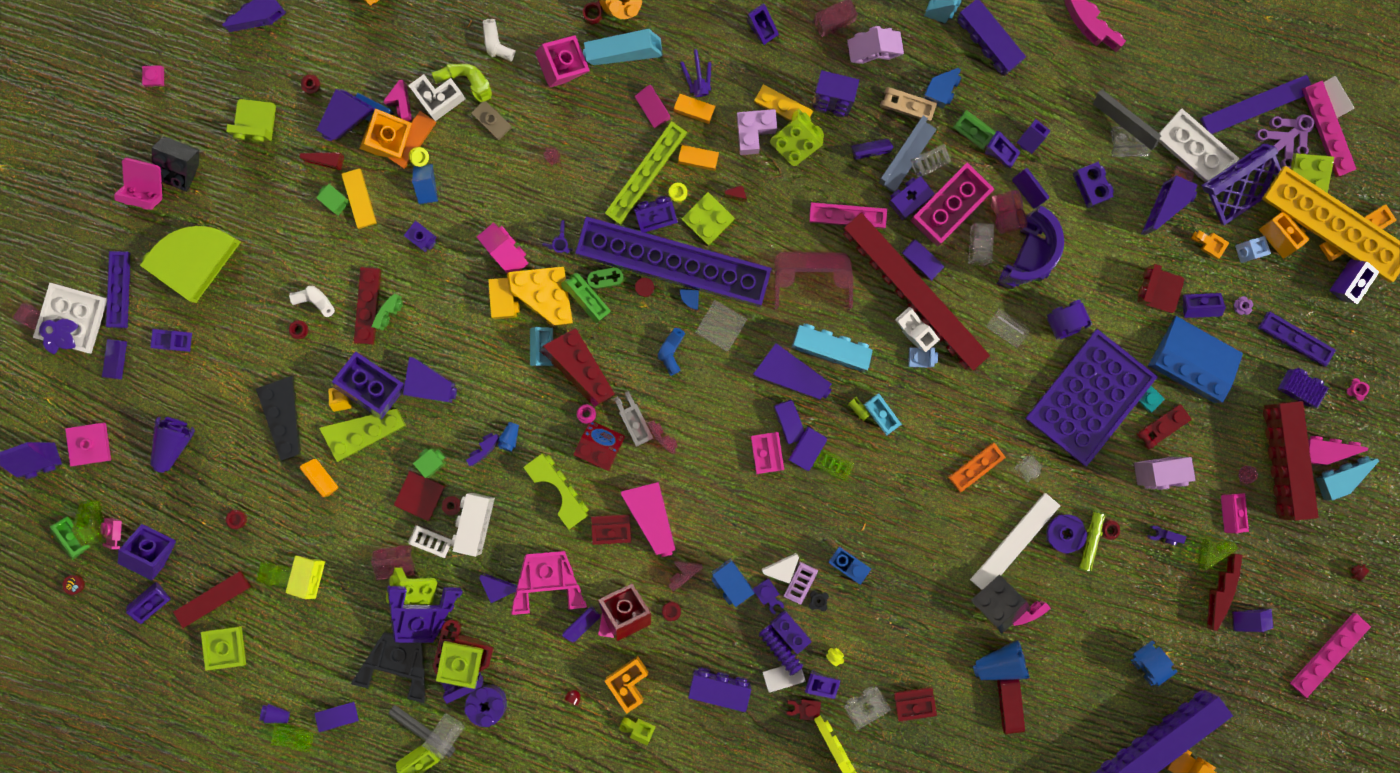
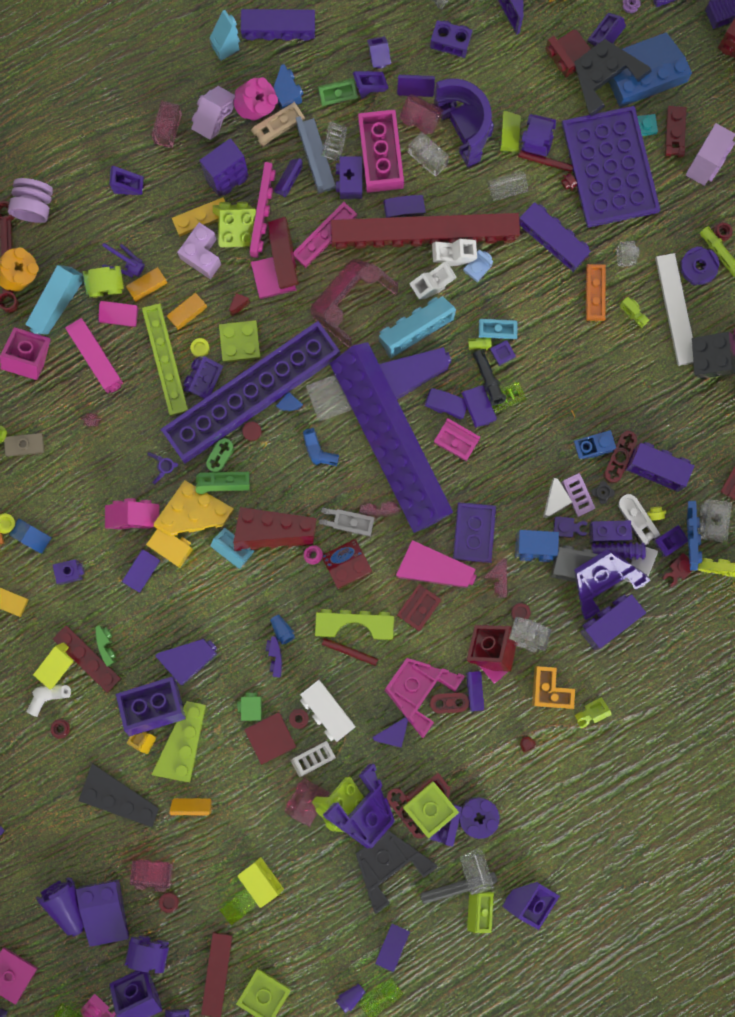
camera: 50 degrees left, 5 degrees down
(182, 535) = (147, 954): none -> dark purple brick
(189, 475) = (103, 912): none -> dark purple slope
(245, 490) = (151, 874): none -> clear pink brick
(339, 286) = (54, 666): none -> neon yellow panel
(467, 291) = (141, 571): none -> dark purple slope
(534, 503) = (349, 651): none -> dark red bar
(556, 611) = (449, 703): none -> dark red plate
(603, 116) = (94, 355): none -> dark pink slope
(657, 633) = (530, 635): none -> clear brick
(667, 73) = (103, 280): none -> lime brick
(705, 525) = (474, 532): none -> dark purple tile
(725, 400) = (390, 437): none -> dark purple brick
(740, 624) = (568, 560): none -> dark grey slope
(748, 653) = (601, 574): none -> dark purple wing
(781, 202) = (267, 280): none -> dark pink tile
(805, 195) = (282, 253): none -> dark red slope
(820, 644) = (639, 519): none -> white plate
(827, 150) = (262, 210): none -> dark pink plate
(833, 445) = (491, 384): none -> black pin
(838, 701) = (694, 538): none -> blue wing
(845, 601) = (619, 471): none -> dark red beam
(866, 433) = (502, 353): none -> dark purple plate
(874, 631) = (660, 466): none -> dark purple brick
(879, 332) = (433, 282): none -> white brick
(912, 70) = (255, 99): none -> dark pink brick
(986, 506) = (632, 309): none -> lime plate
(995, 398) = (554, 236): none -> dark purple brick
(1050, 374) = (568, 182): none -> dark red plate
(1053, 342) = (546, 161): none -> dark red bar
(1054, 294) = (510, 132): none -> lime slope
(1168, 324) = (602, 65): none -> black wing

